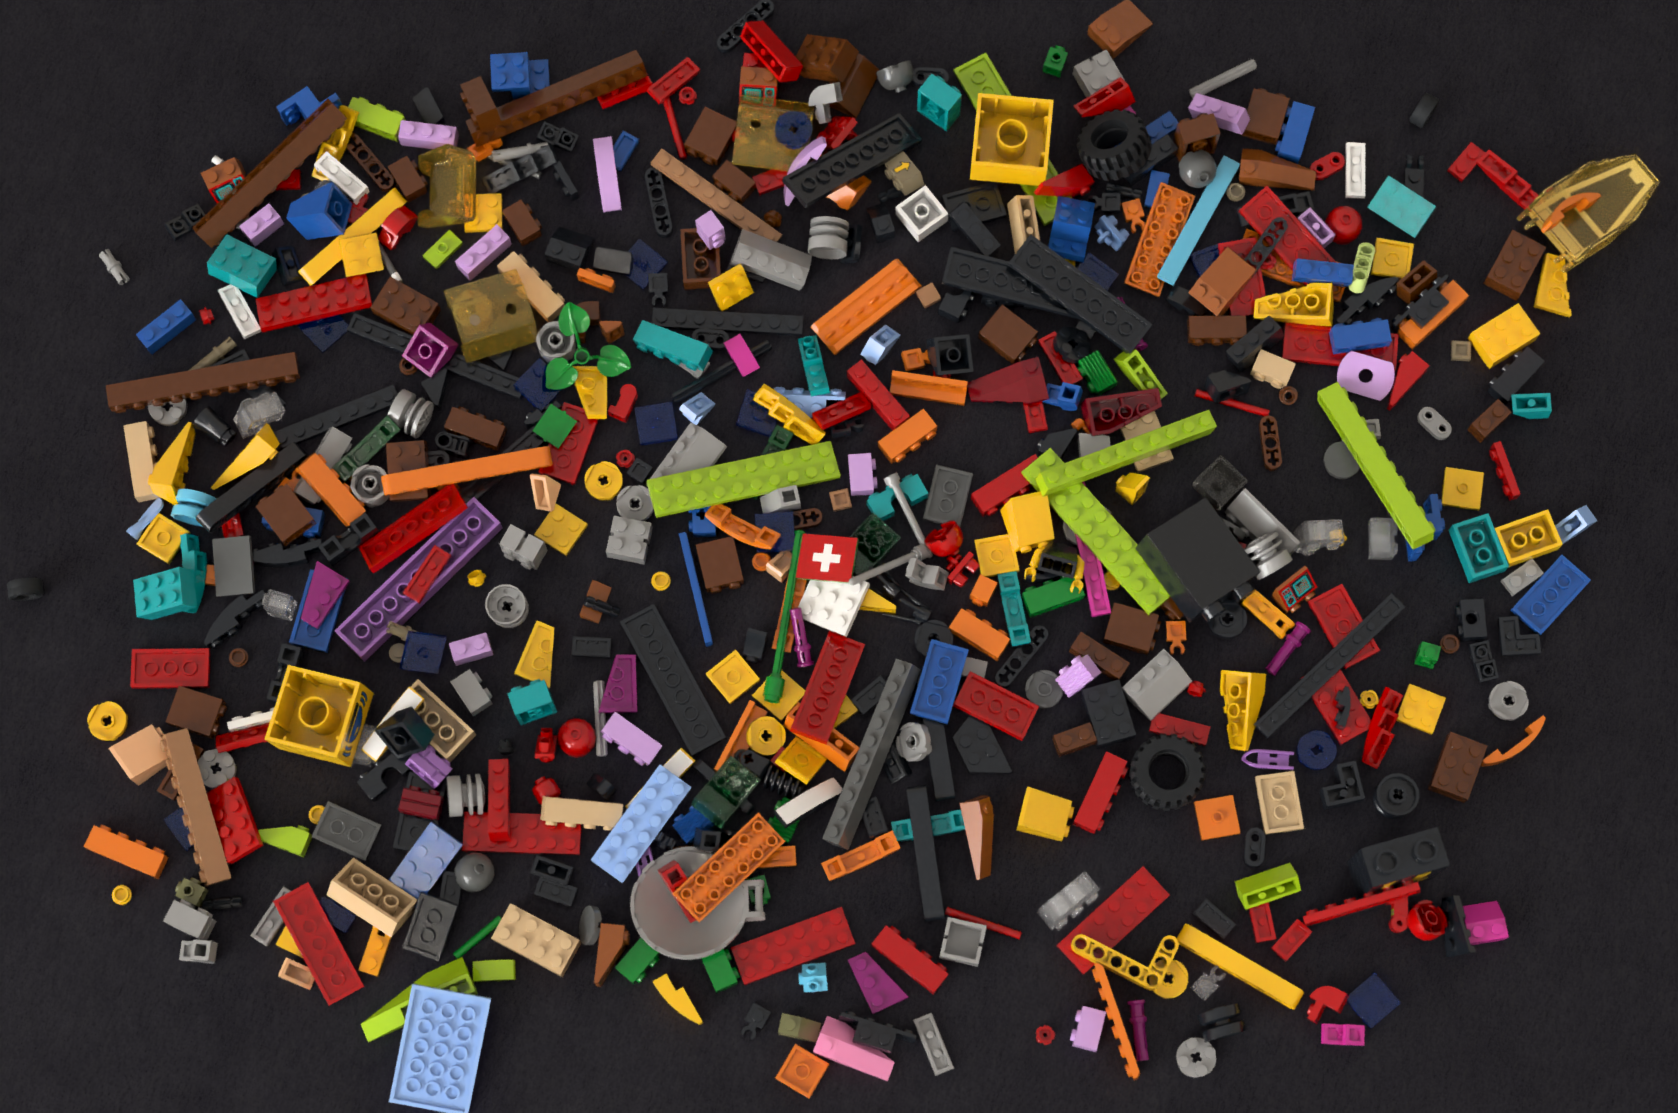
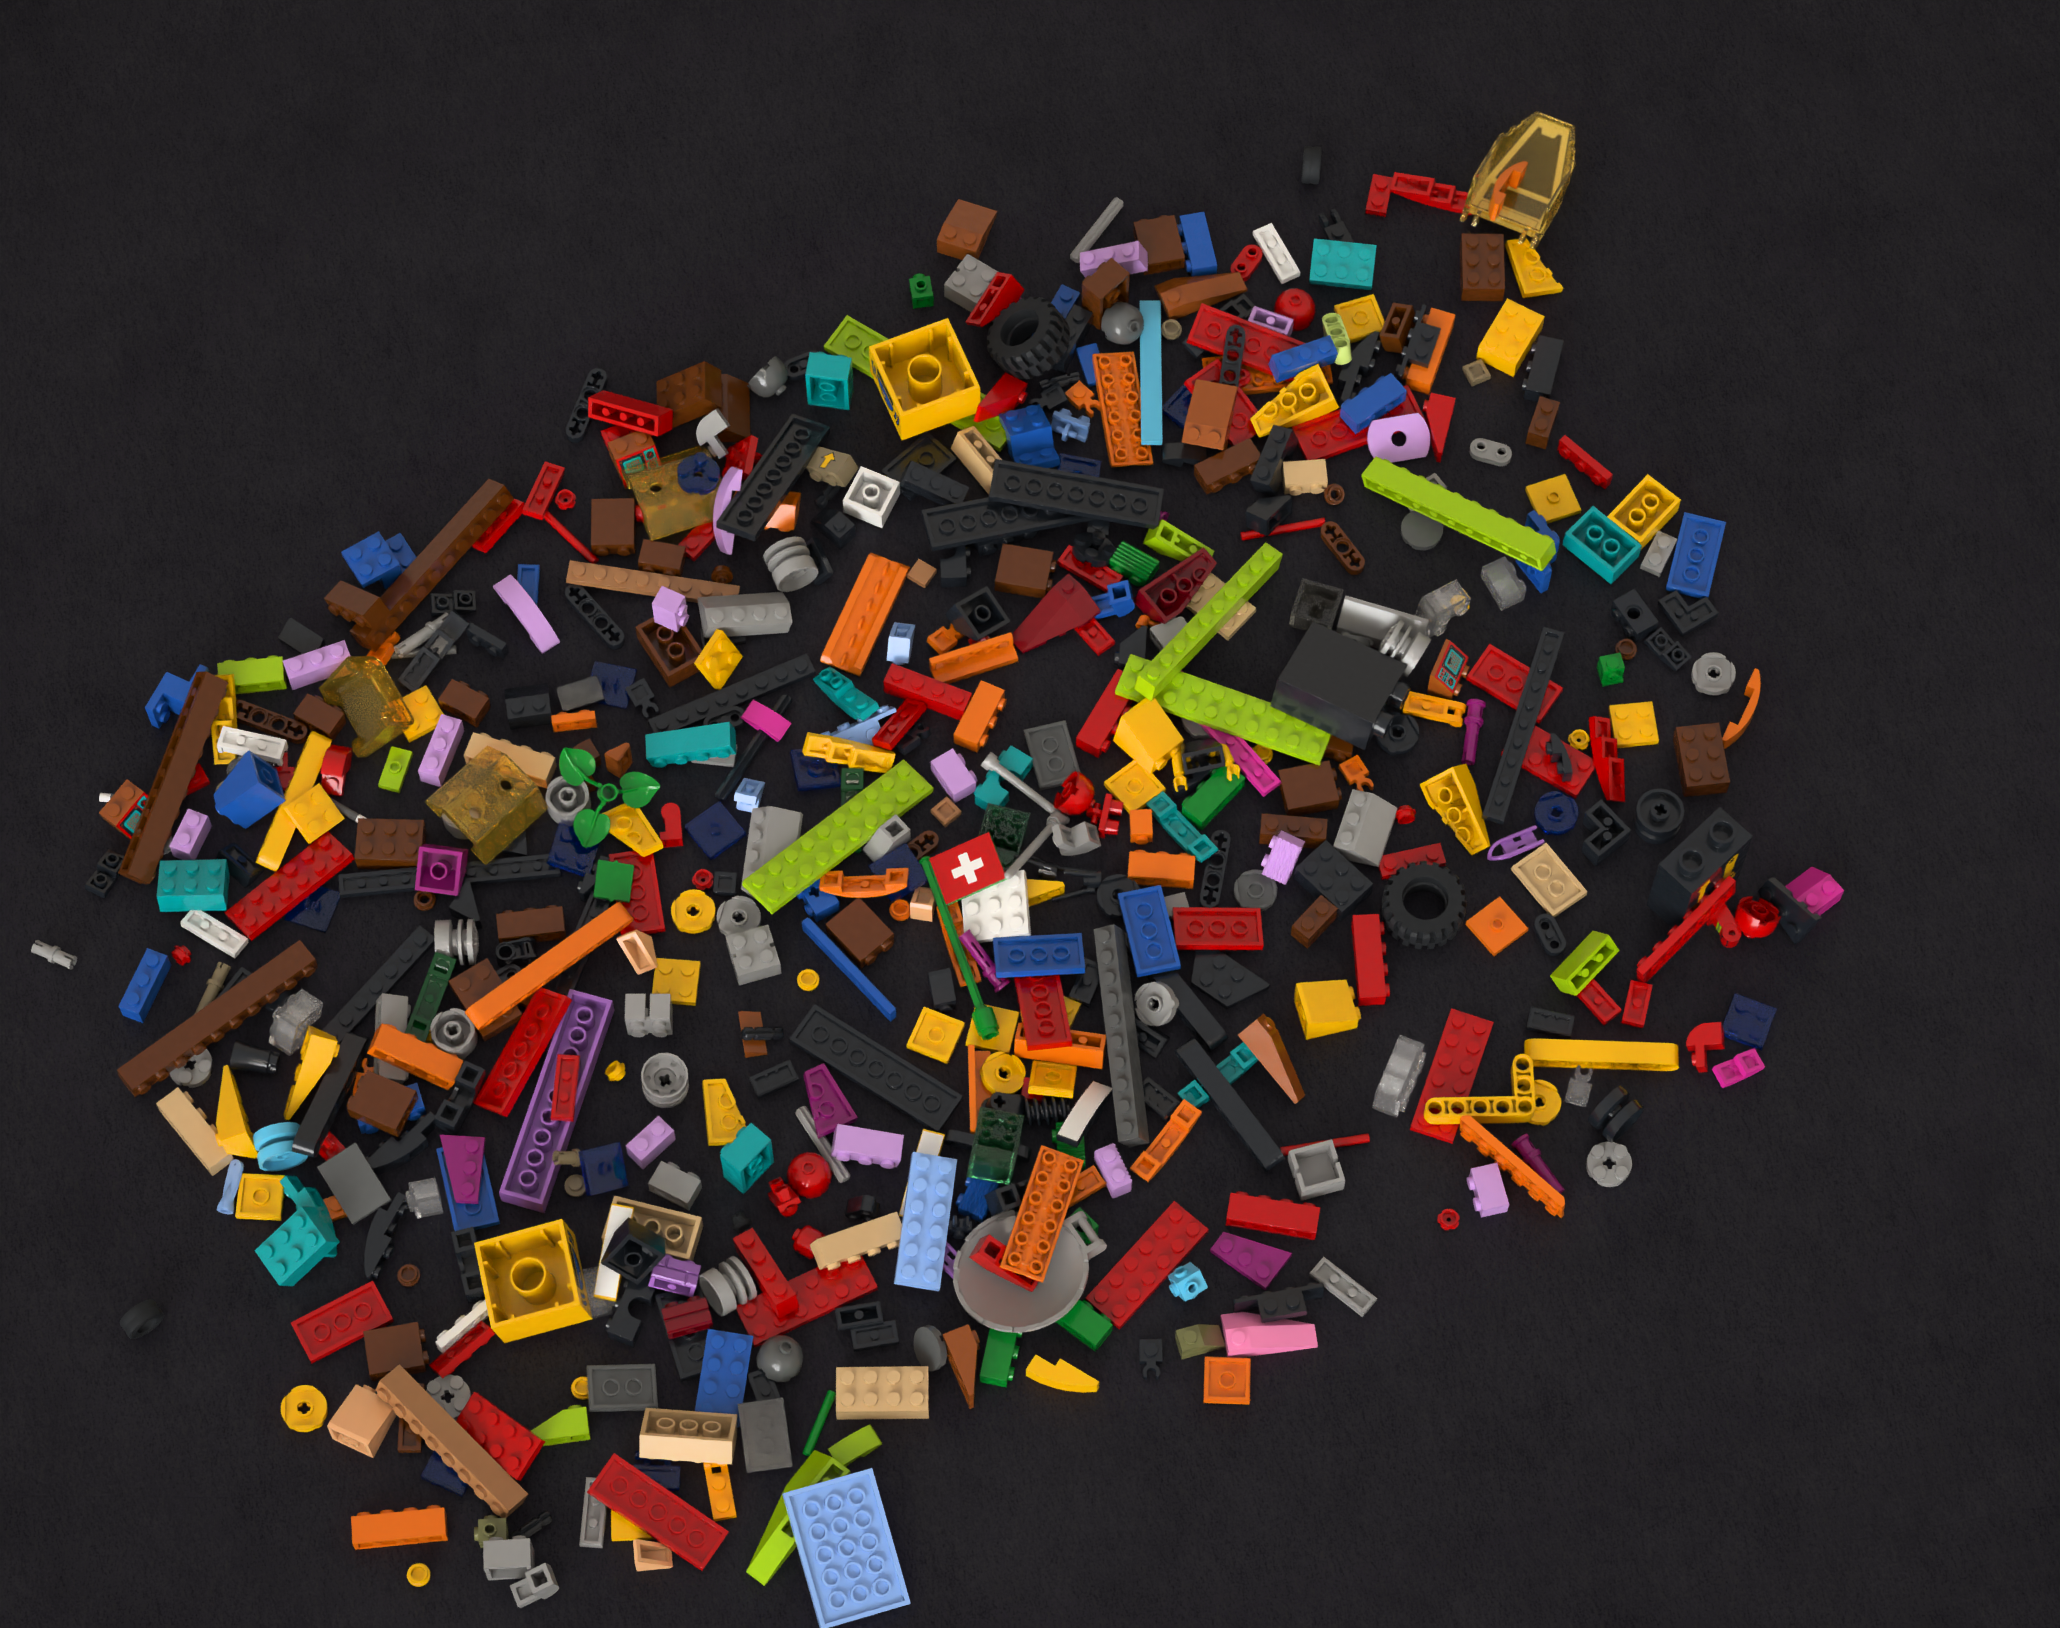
camera: 30 degrees left, 10 degrees down
(807, 858) = (1113, 1170): none -> lavender brick
(843, 656) = (1038, 955): none -> blue plate
(1132, 486) = (1232, 652): yellow slope -> none
(1532, 405) = (1576, 387): teal slope -> none
(1575, 523) = (1681, 476): light blue slope -> none

